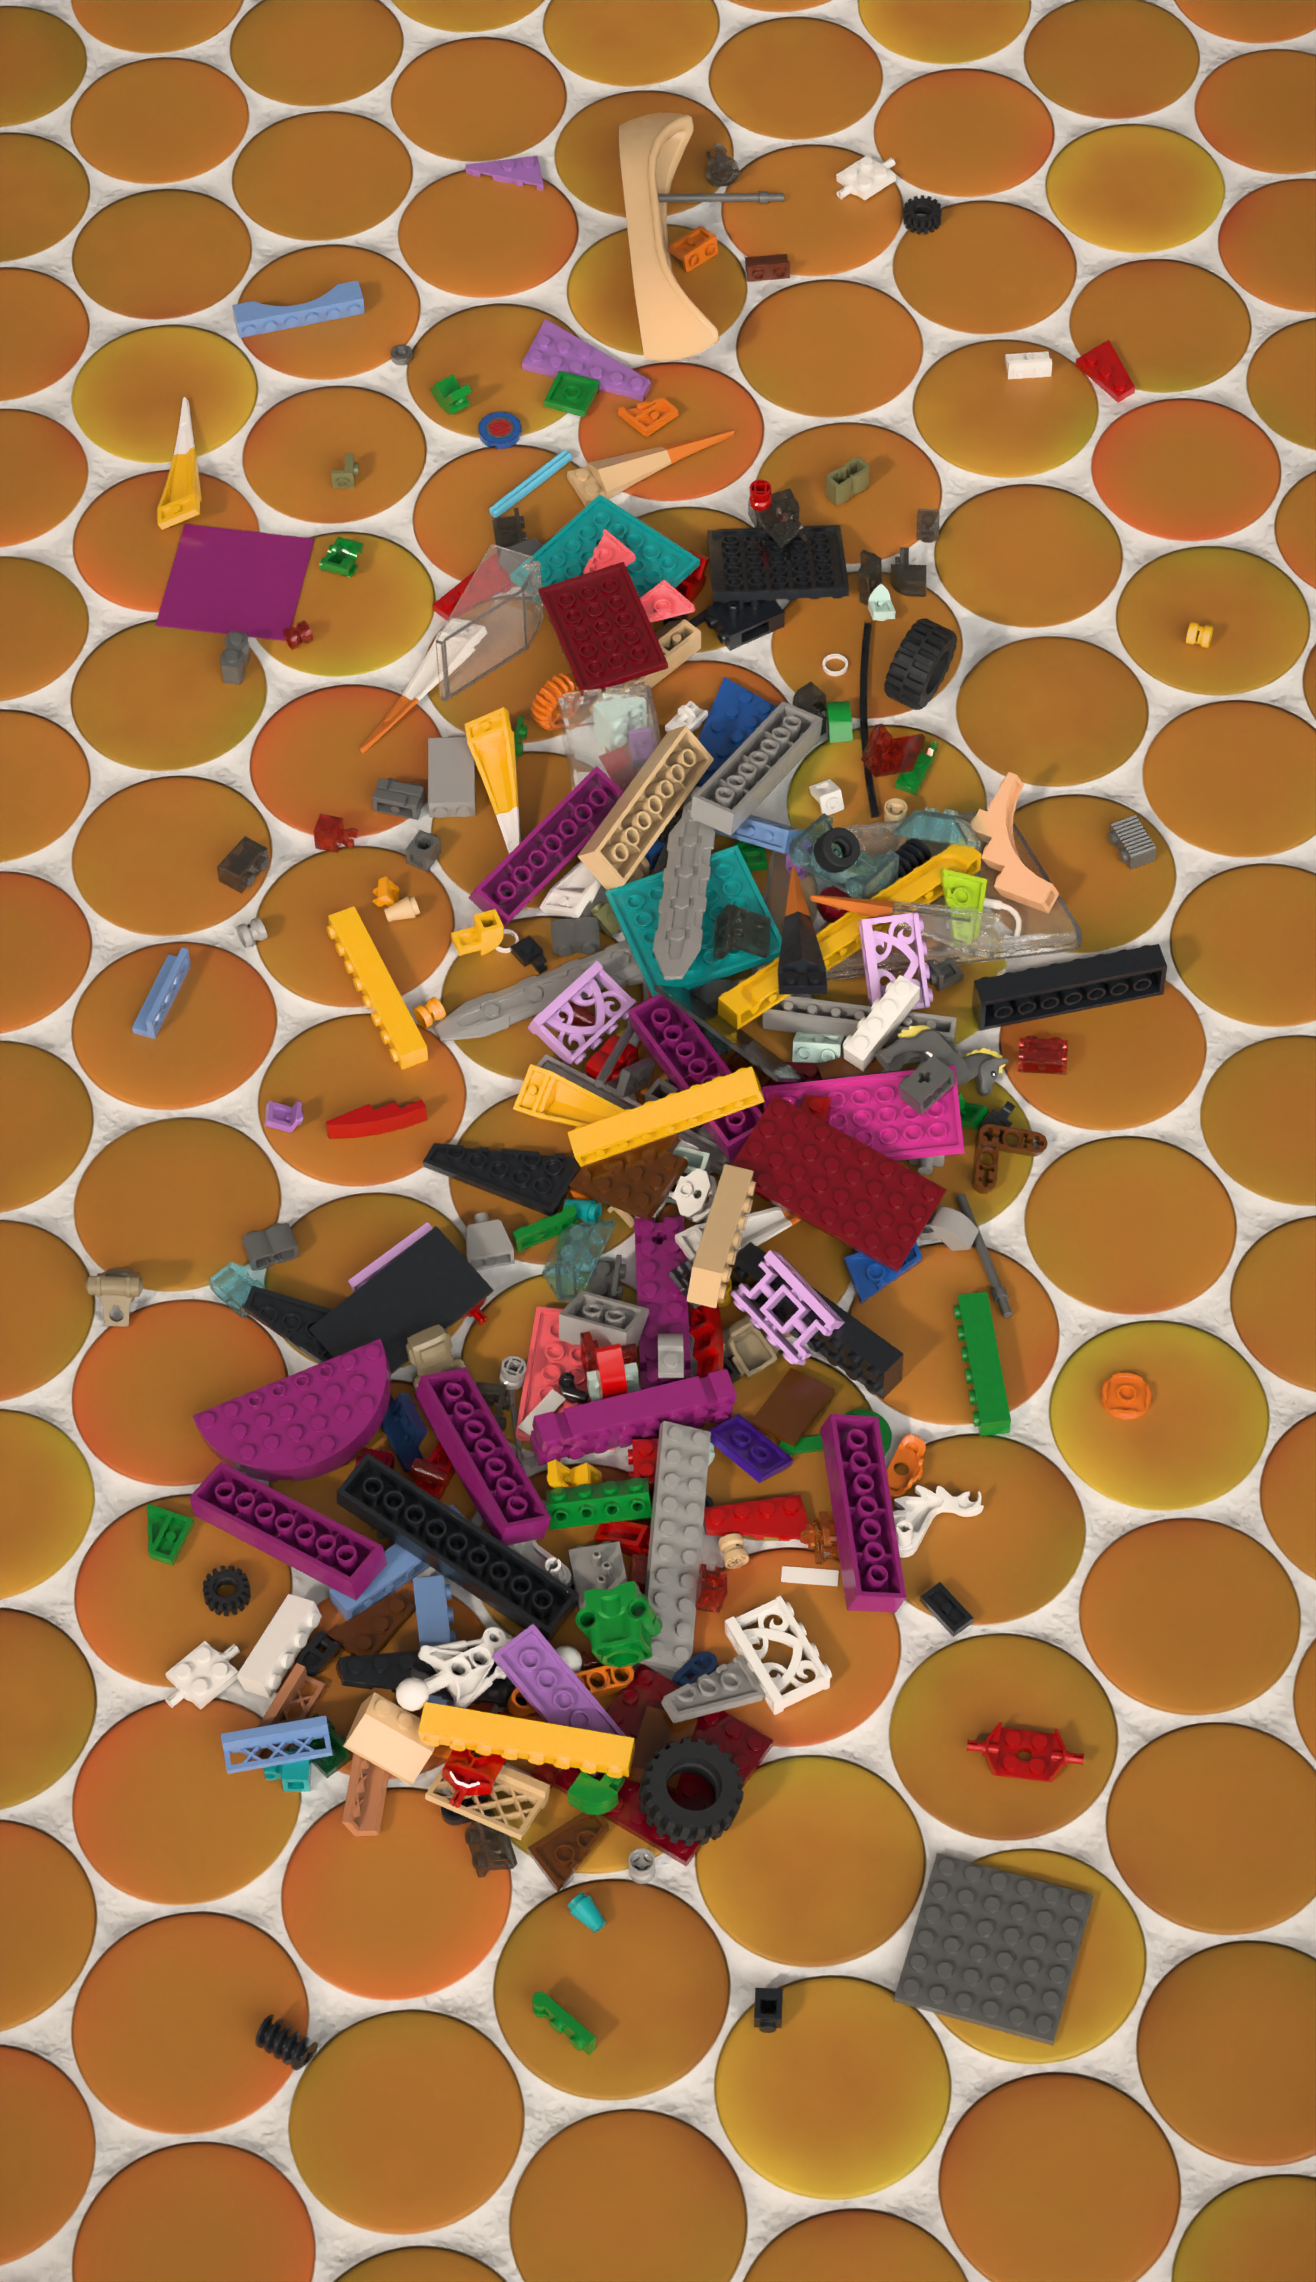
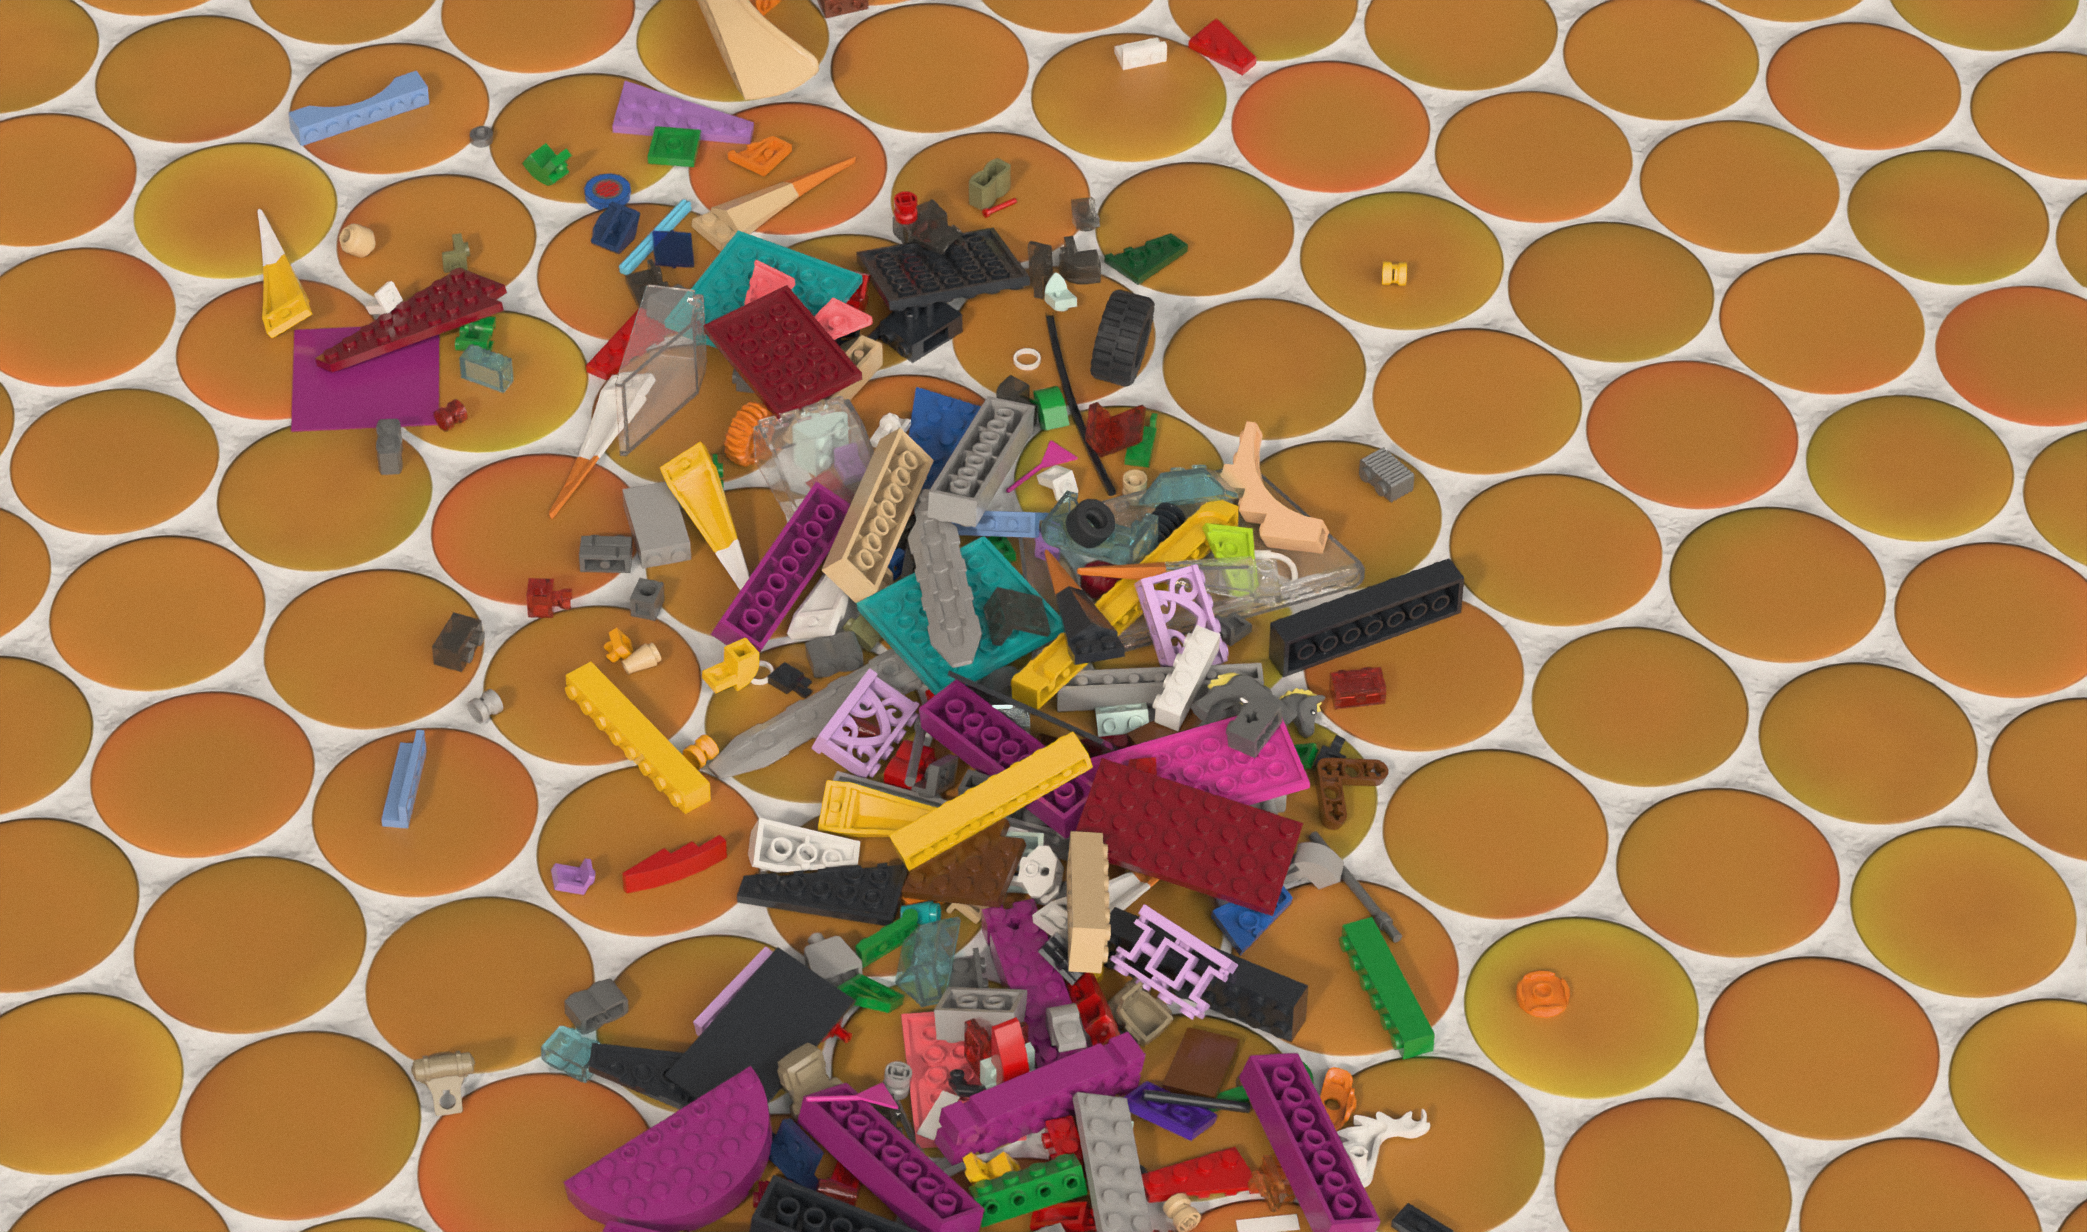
camera: 15 degrees left, 10 degrees down
(261, 444) = (357, 240): none -> tan head
(269, 509) = (385, 299): none -> white bracket
(319, 525) = (441, 307): none -> dark red wing
(342, 593) = (486, 368): none -> clear light blue brick
(484, 1125) = (793, 848): none -> white wedge
(489, 1385) = (877, 1094): none -> dark pink piece
(496, 469) = (615, 228): none -> dark blue slope
(513, 1281) = (871, 994): none -> green wing
(542, 499) = (673, 249): none -> clear blue piece
(775, 1444) = (1196, 1101): none -> black bar
(833, 768) = (1053, 456): none -> dark pink piece
(839, 507) = (986, 212): none -> red piece
(972, 582) = (1147, 260): none -> dark green wing

